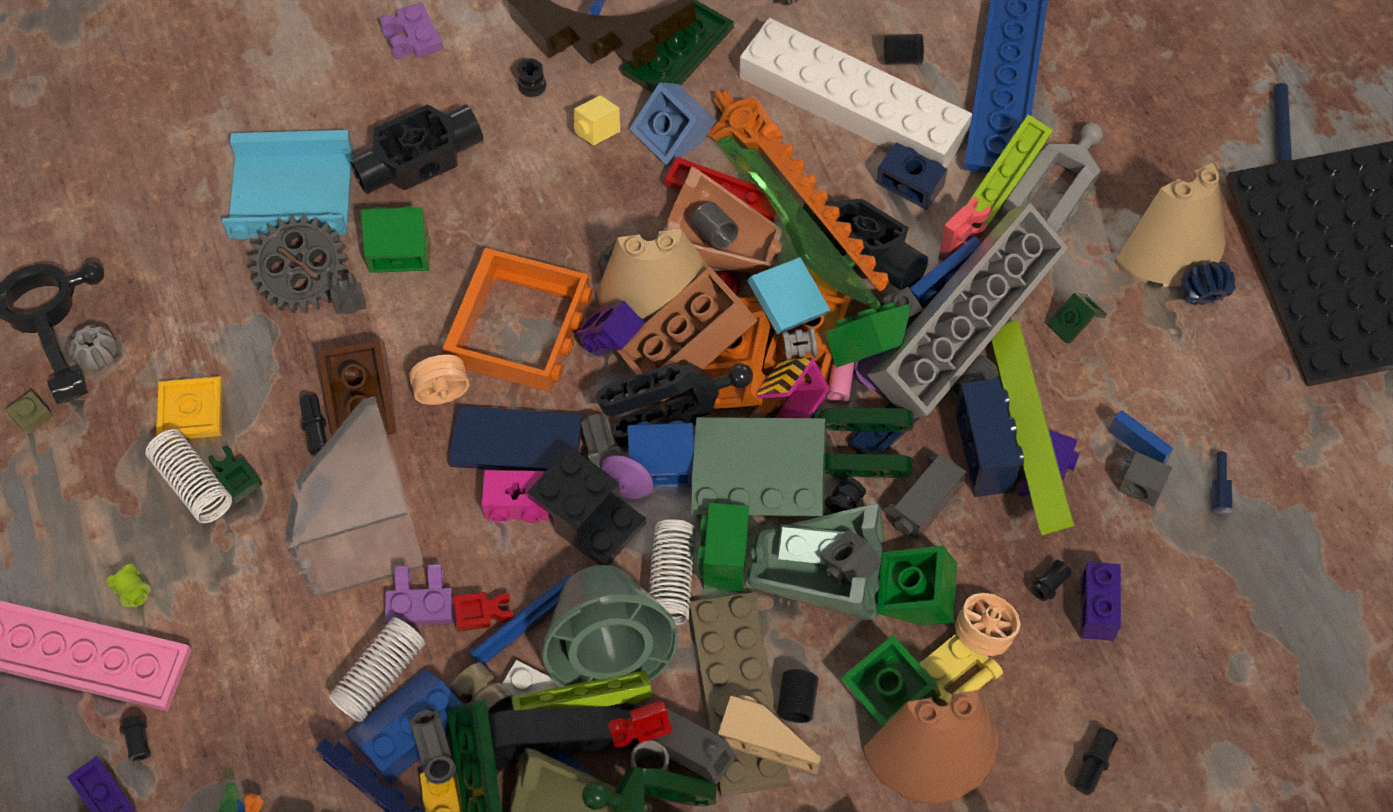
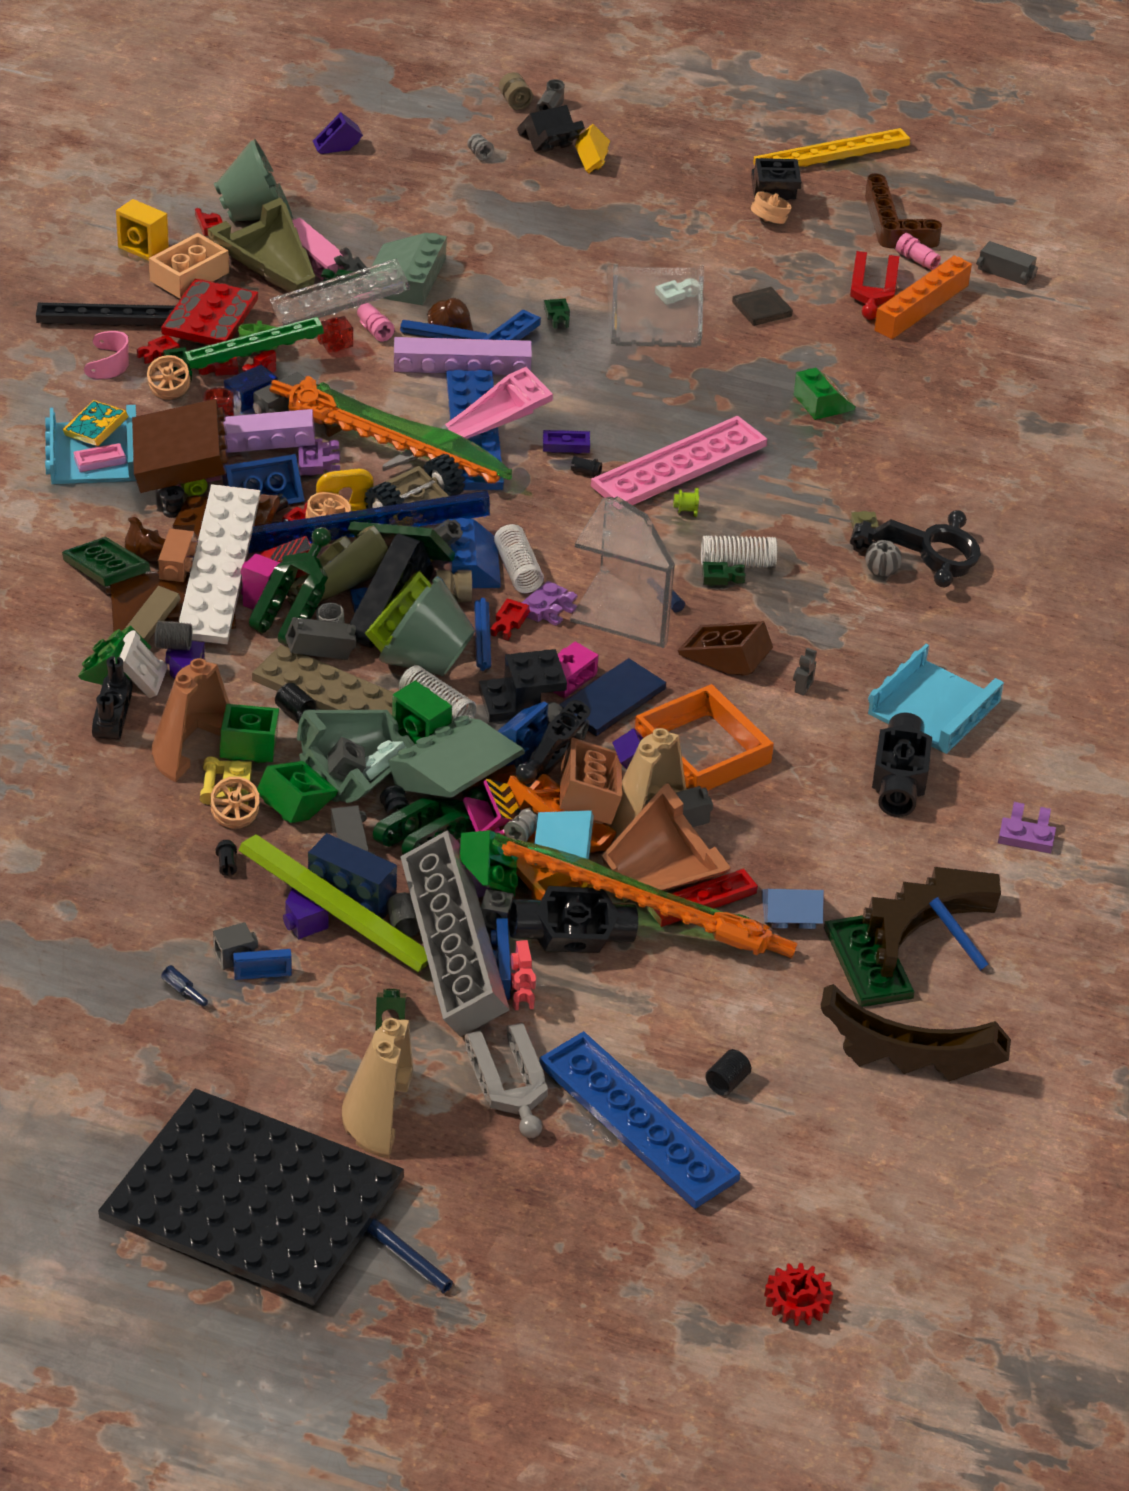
camera: 125 degrees right, 20 degrees down
(190, 407) = (795, 583): yellow tile -> none
(281, 285) = (856, 665): dark grey gear -> none
(313, 423) = (713, 617): black axle -> none
(395, 239) = (827, 714): green slope -> none
(439, 379) = (689, 672): light nougat wheel -> none
(531, 78) = (914, 858): black bush -> none
(597, 120) = (834, 862): light yellow brick -> none
(632, 477) = (520, 705): medium lavender piece -> none
(645, 724) = (349, 613): red plate -> none
(715, 225) = (670, 859): dark grey piece -> none
(759, 732) = (284, 663): tan slope -> none
(853, 93) = (710, 1012): white brick -> none
(897, 175) = (605, 997): dark blue brick -> none
(1011, 166) = (546, 1039): lime plate -> none
(1095, 761) = (99, 798): black axle -> none
(1100, 601) = (184, 863): dark purple brick -> none
(1208, 283) = (329, 1080): dark blue gear -> none

